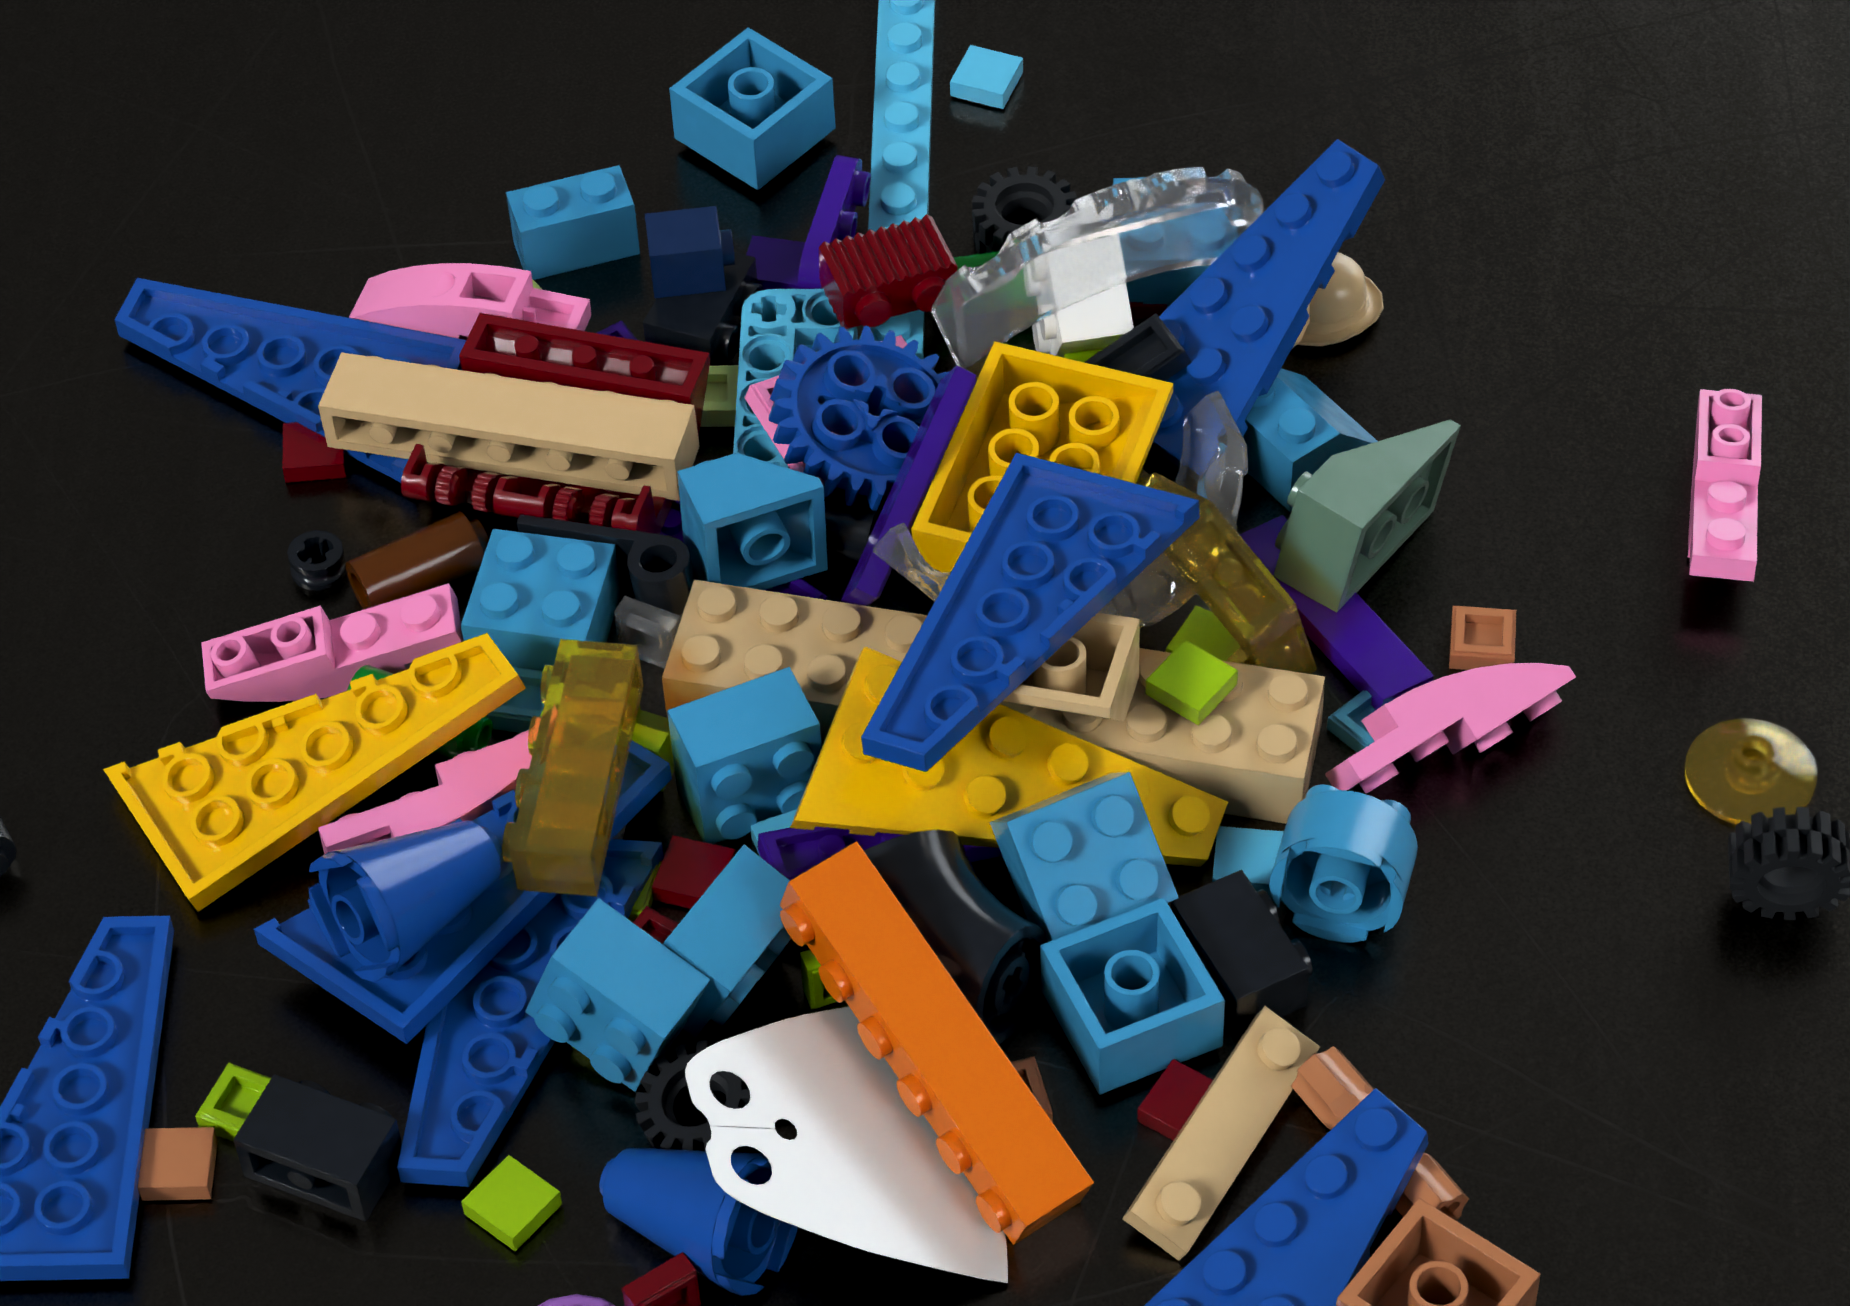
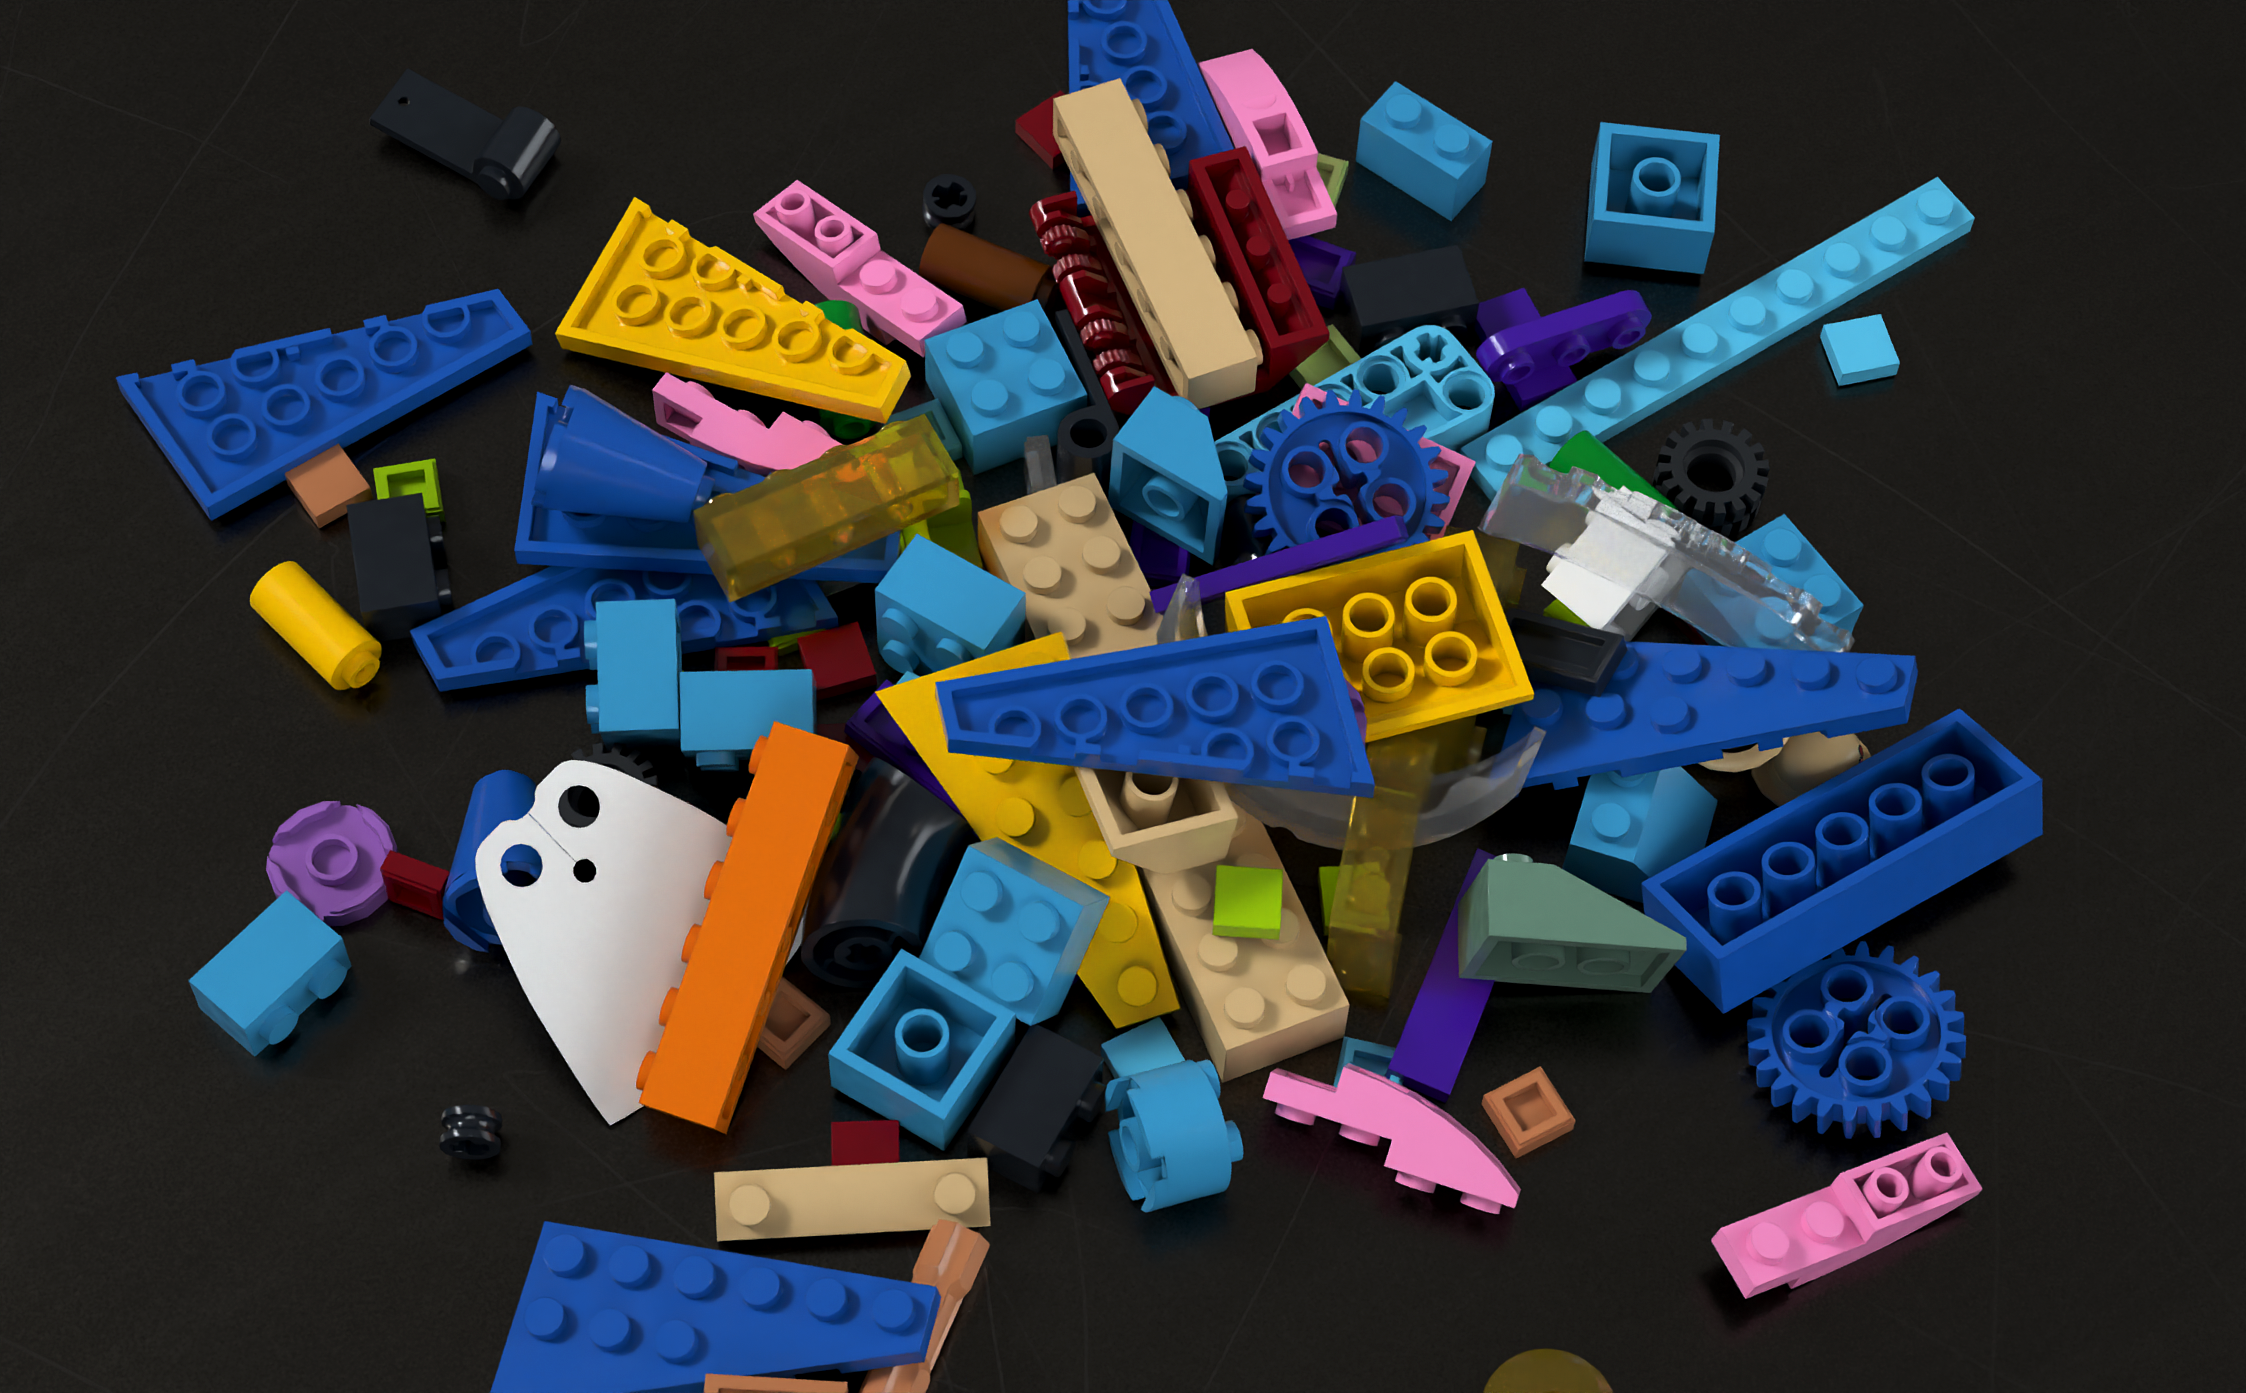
camera: 50 degrees right, 10 degrees up
(327, 1241) = (316, 626): none -> yellow brick
(511, 1202) = (444, 729): lime tile -> none
(688, 251) = (1425, 248): dark blue brick -> none
(885, 272) = (1522, 407): dark red brick -> none
(1436, 305) = (1845, 858): none -> blue brick
(1620, 377) = (1905, 1066): none -> blue gear

